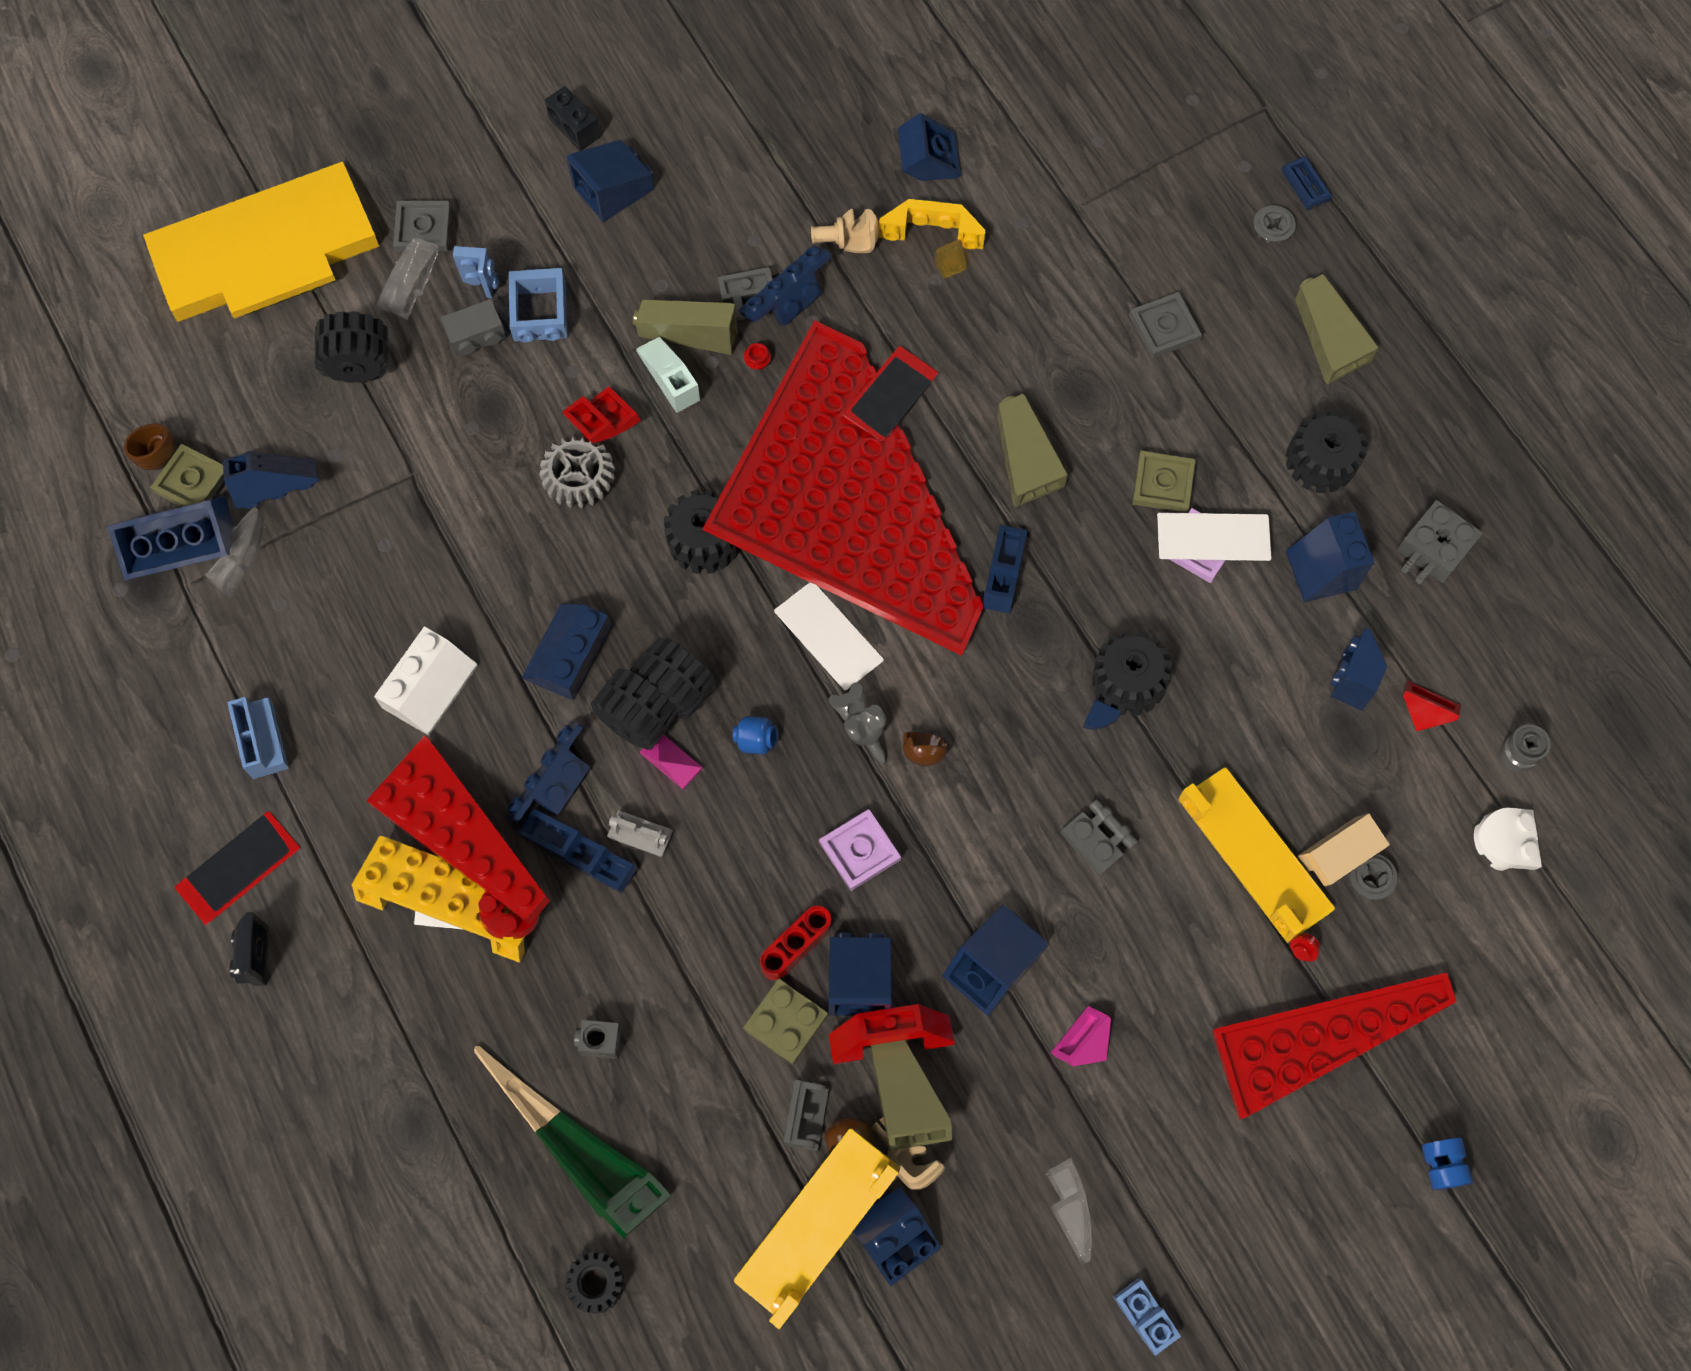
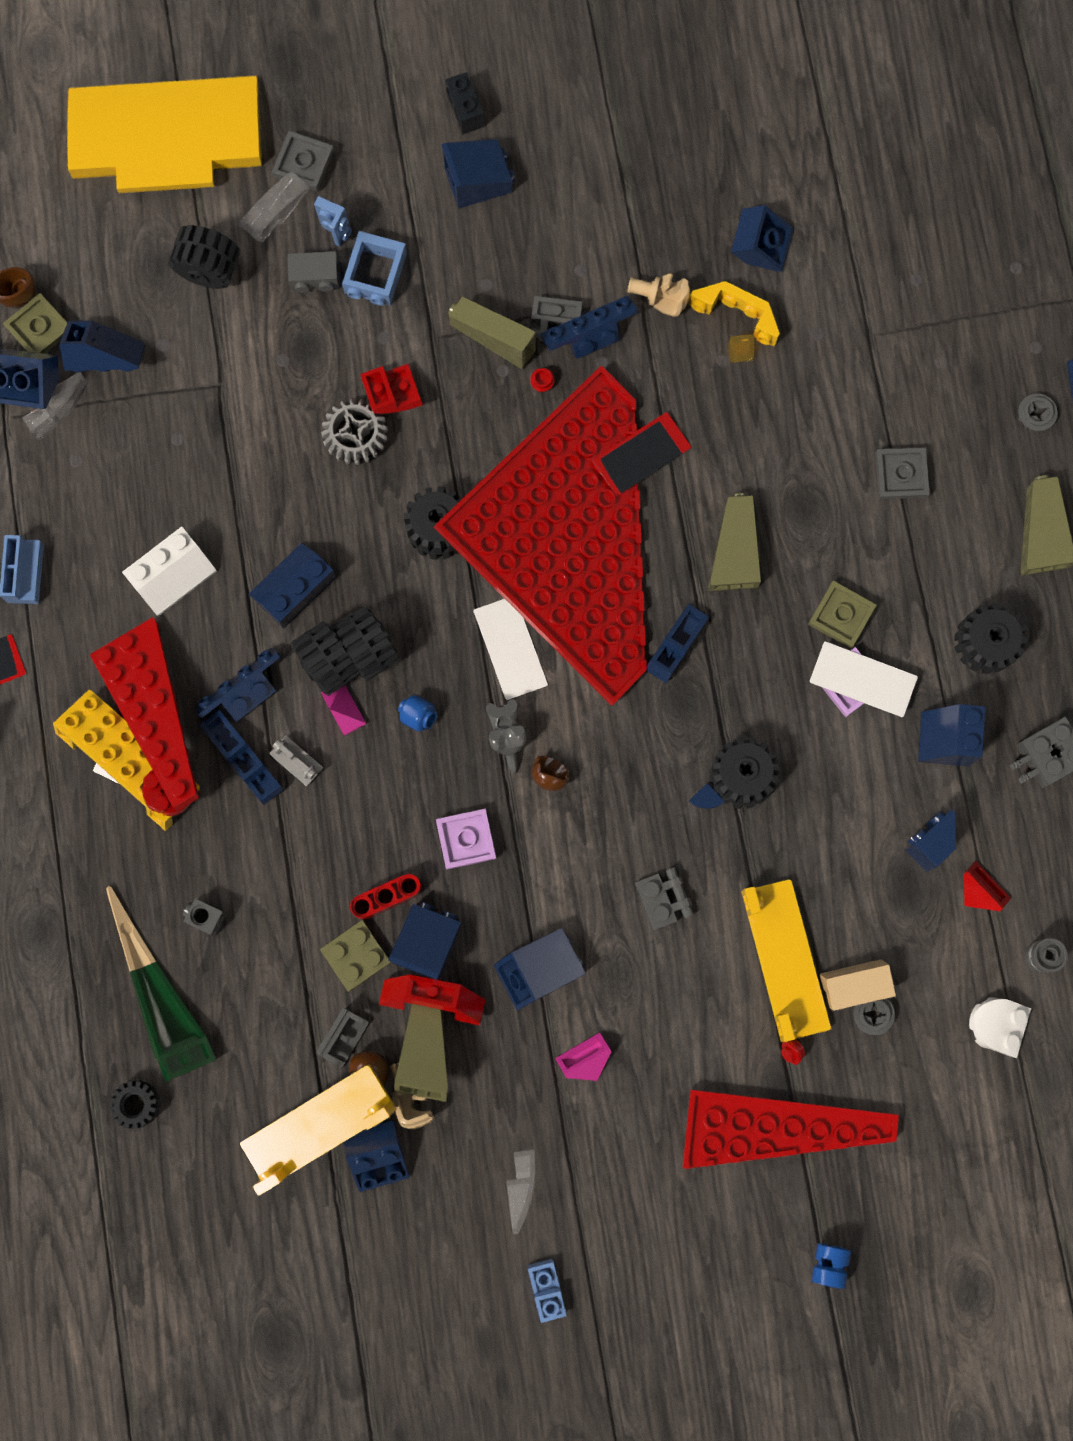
camera: 20 degrees right, 10 degrees up
(670, 374) = (461, 370): light aqua slope -> none

